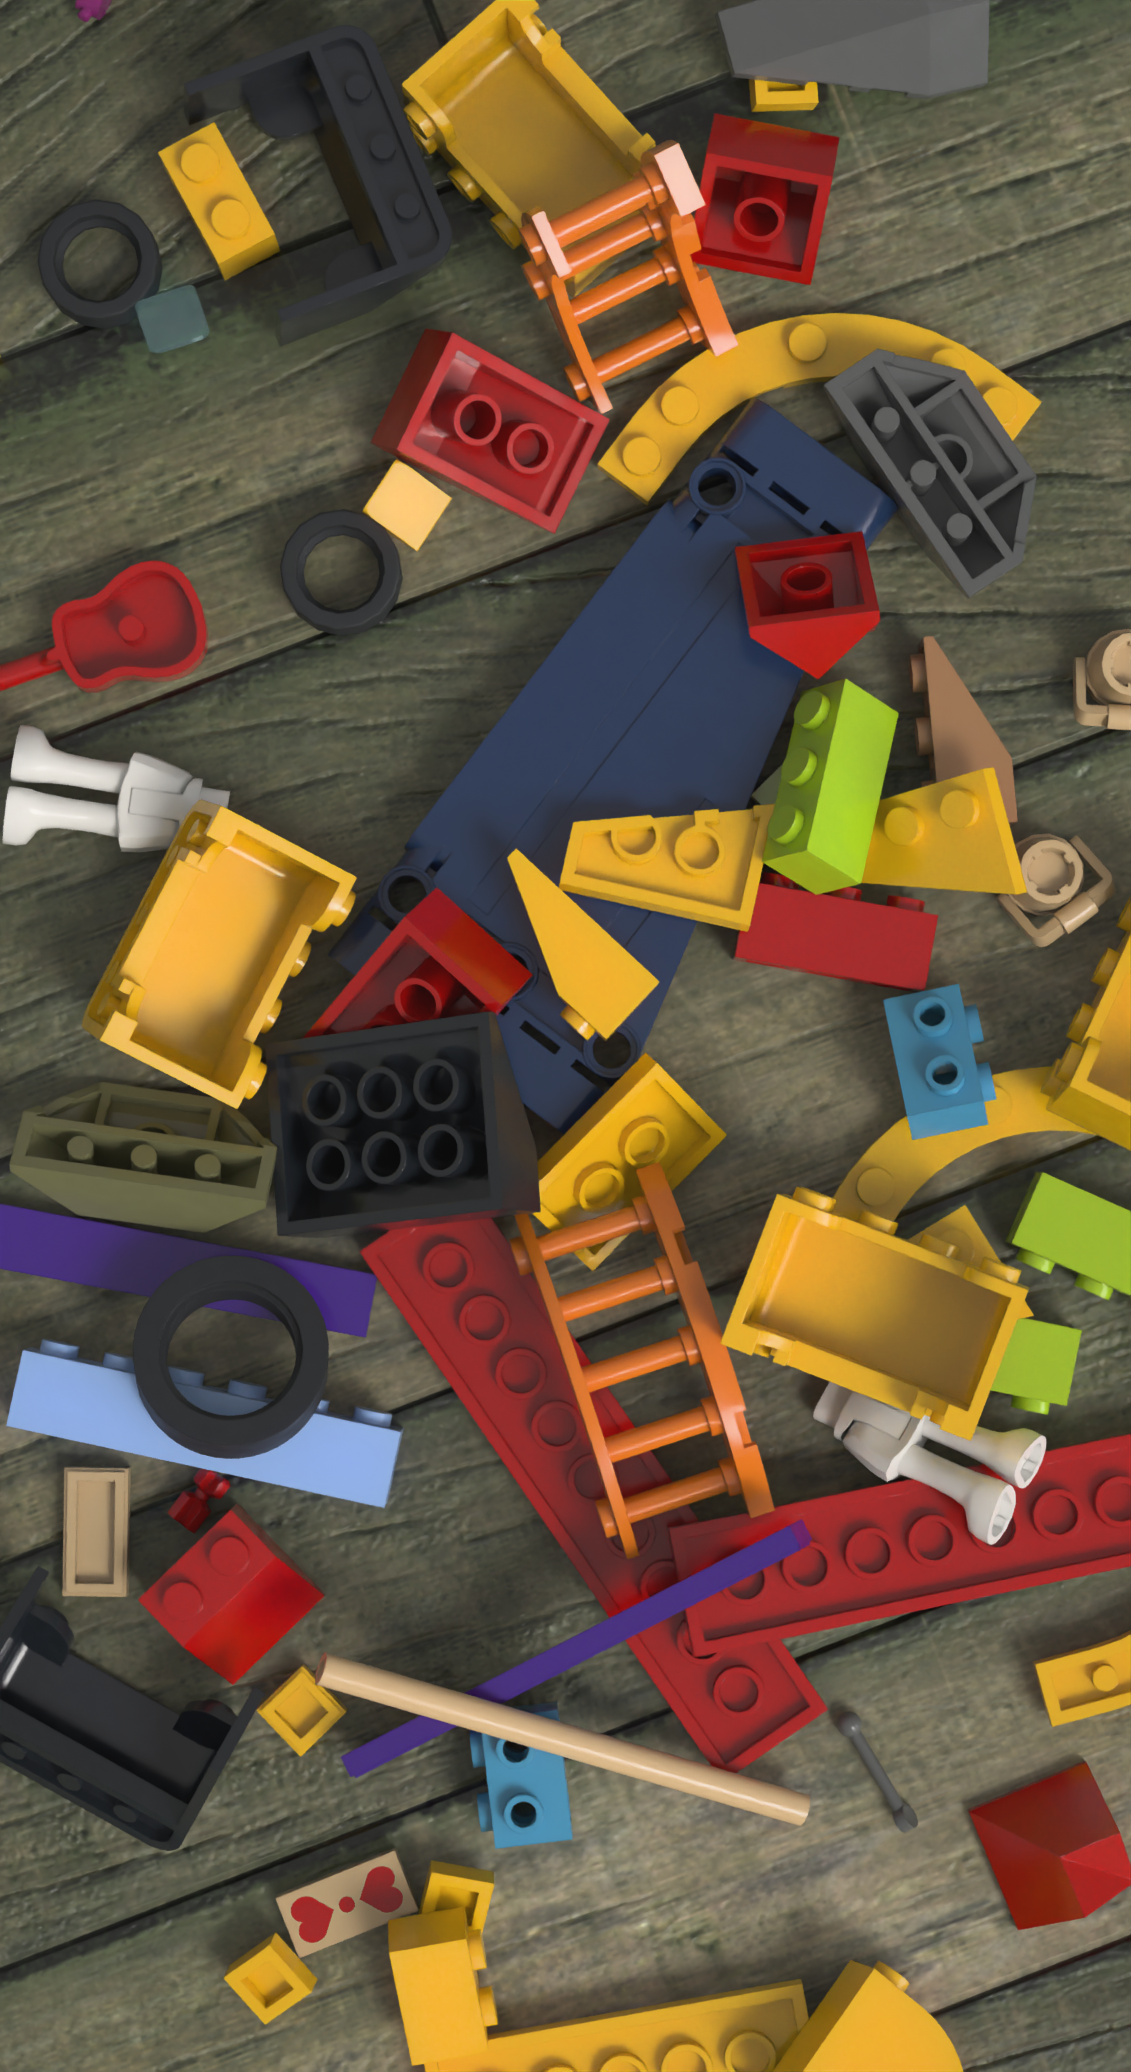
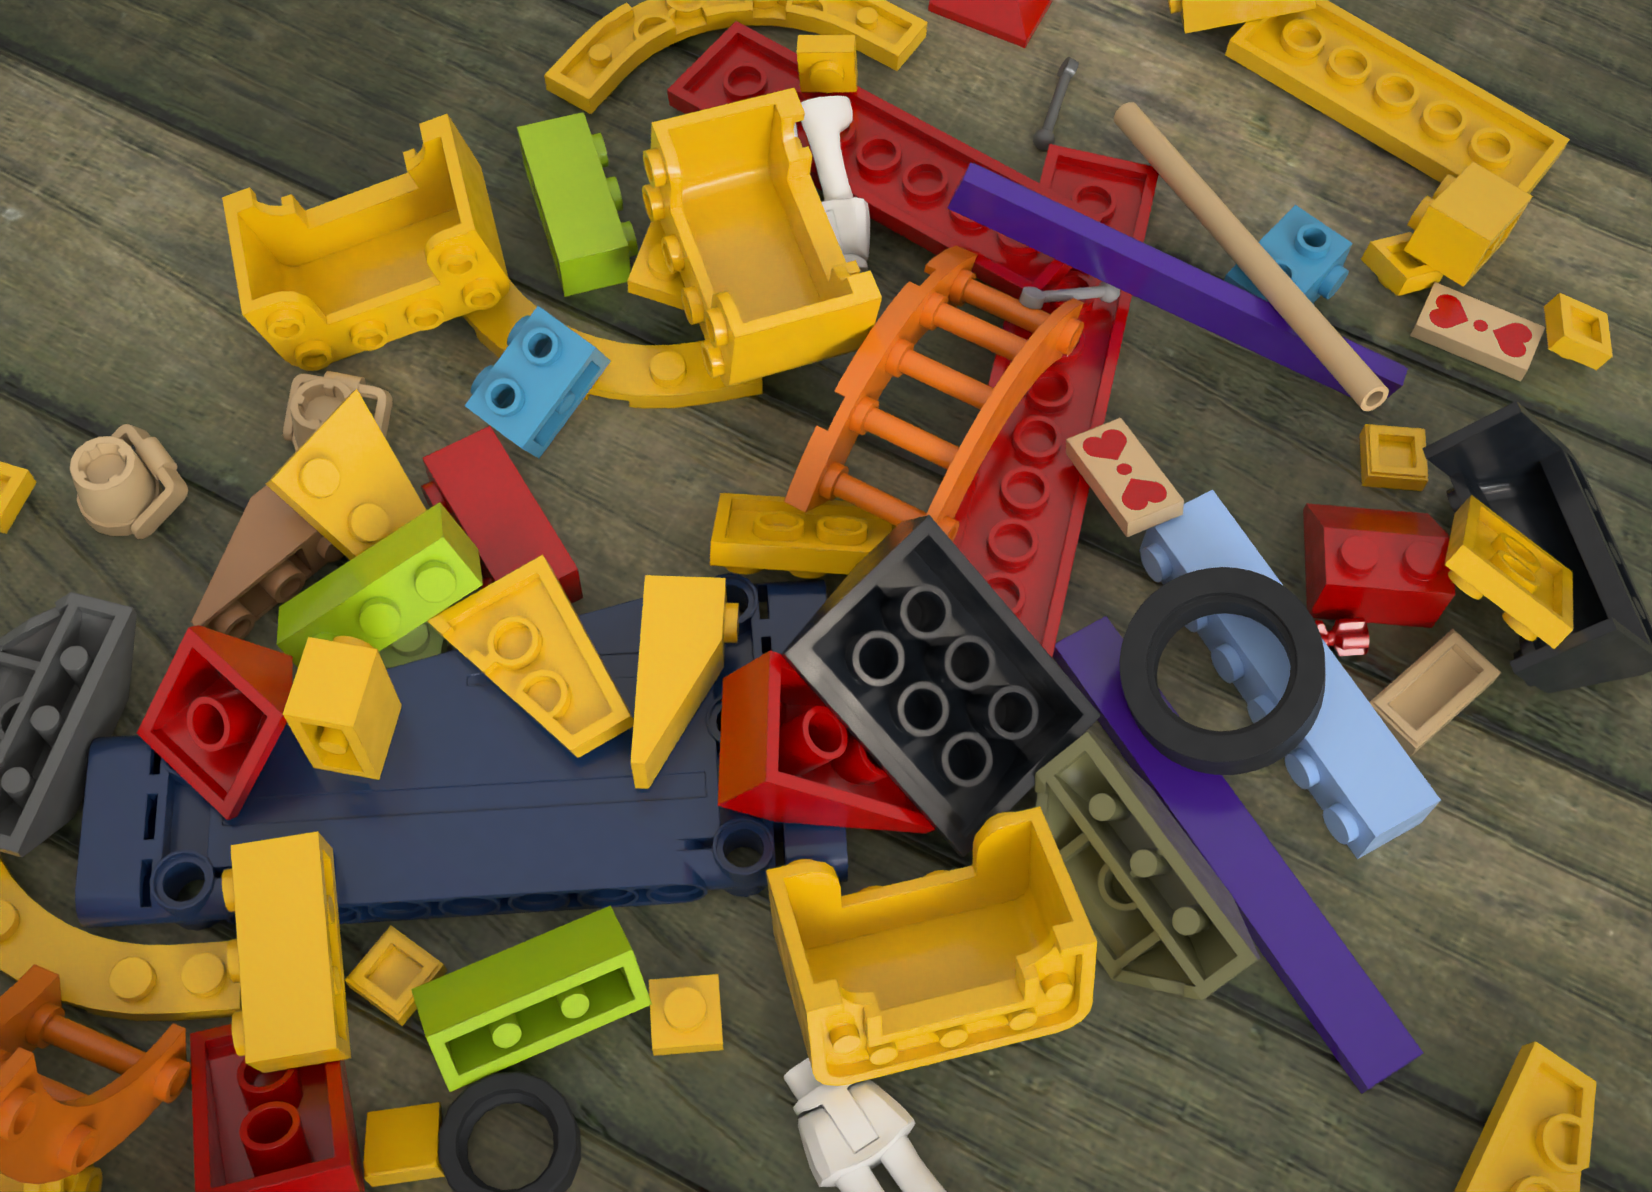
camera: 140 degrees left, 25 degrees down
(113, 1651) = (1511, 571): none -> yellow plate
(333, 764) = (685, 1014): none -> yellow plate
(427, 661) = (530, 998): none -> lime brick
(453, 1447) = (1124, 477): none -> tan tile
(535, 589) = (391, 972): none -> yellow tile
(588, 514) = (286, 953): none -> yellow brick
(663, 1518) = (1035, 298): none -> light grey hinge
(734, 682) = (343, 706): none -> yellow brick
(1051, 1566) = (827, 63): none -> yellow plate

